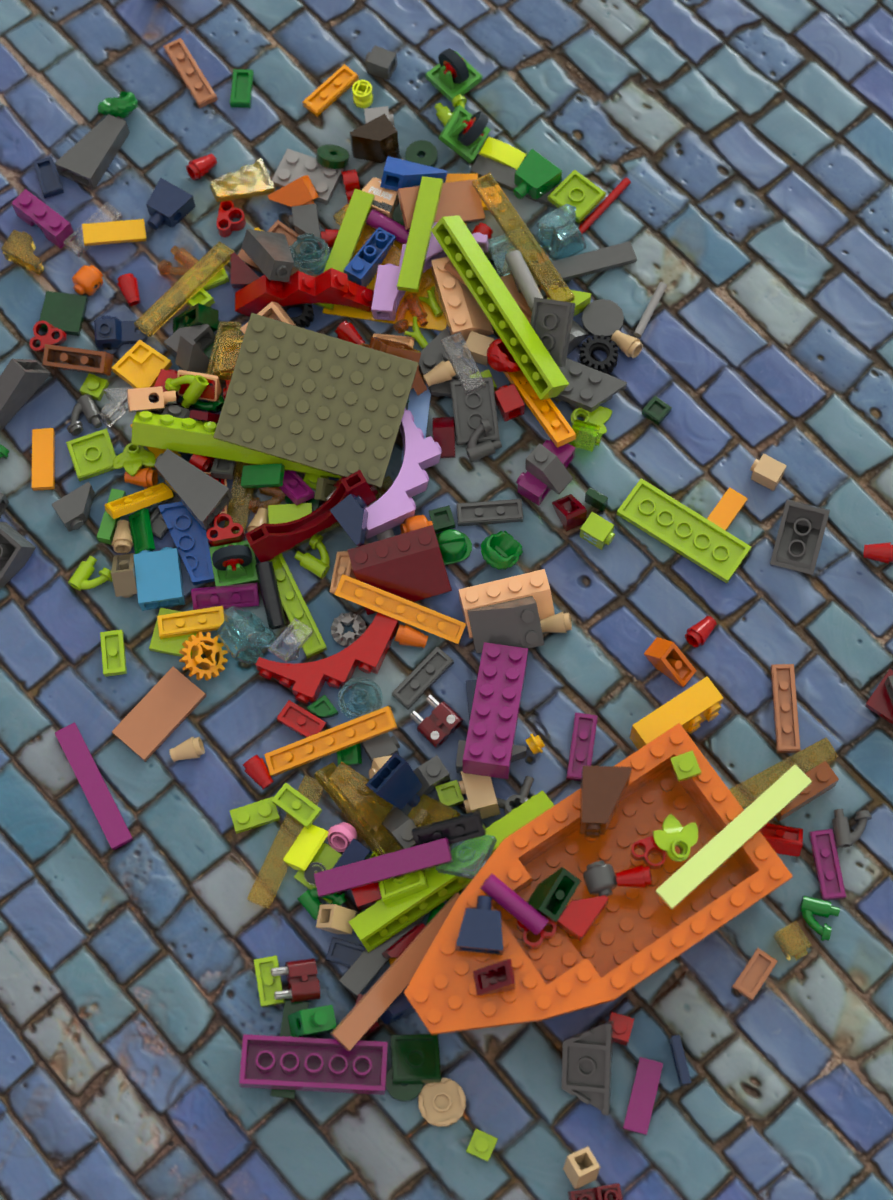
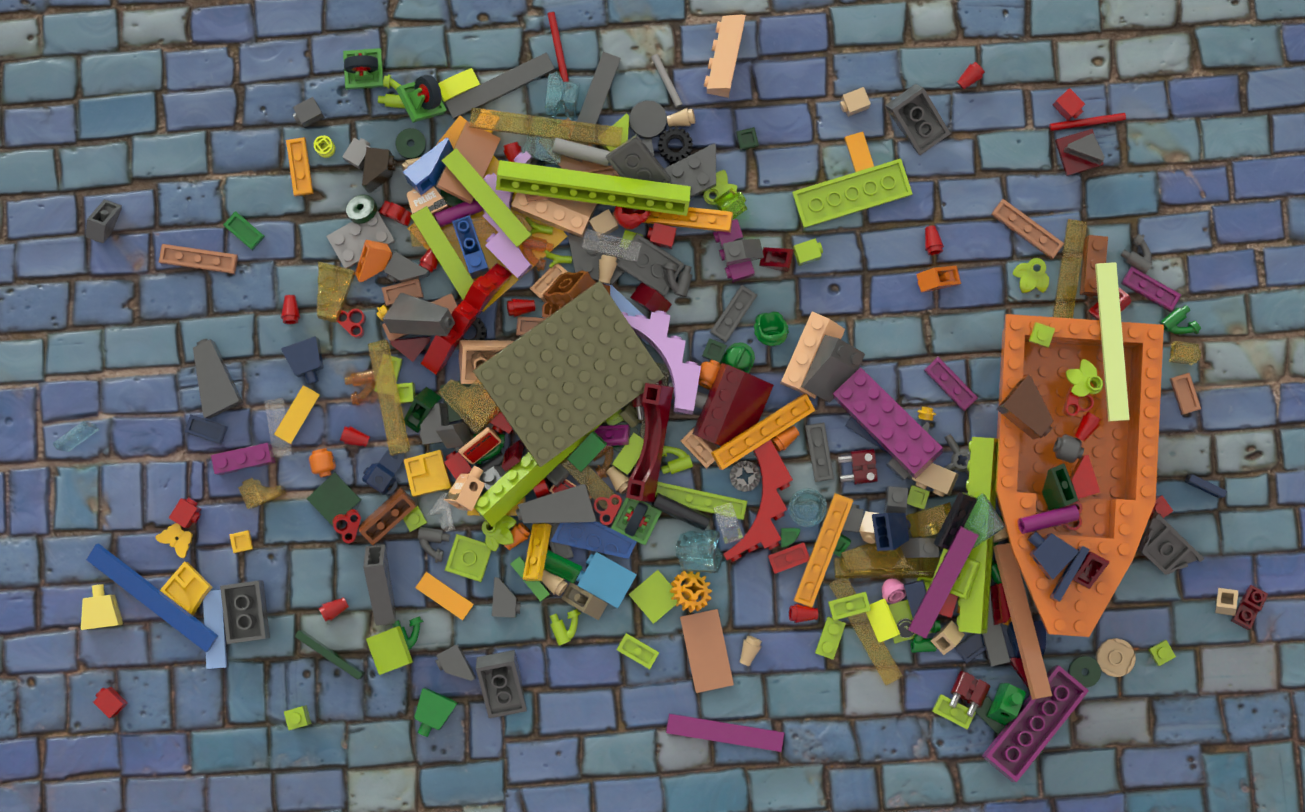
camera: 55 degrees left, 15 degrees up
(119, 106) = (188, 333): green hair -> none
(190, 622) = (658, 580): yellow tile -> none
(193, 392) = (483, 448): lime plant -> none
(230, 595) = (656, 543): magenta tile -> none
(310, 254) = (435, 287): clear light blue cone -> none
(352, 517) = (679, 416): dark blue slope -> none
(415, 1058) = (1077, 655): dark green tile -> none
(473, 961) = (1069, 574): none -> dark blue tile
(536, 176) = (500, 77): green torso -> none
(557, 623) = (852, 331): tan cone -> none
(578, 192) = (536, 59): lime tile -> none
(596, 499) = (783, 234): dark green tile -> none
(643, 1096) = (1208, 526): magenta tile -> none
(689, 709) = (984, 307): yellow brick -> none
(713, 337) = (725, 55): none -> light nougat slope
(742, 745) = (1029, 278): none -> lime plate

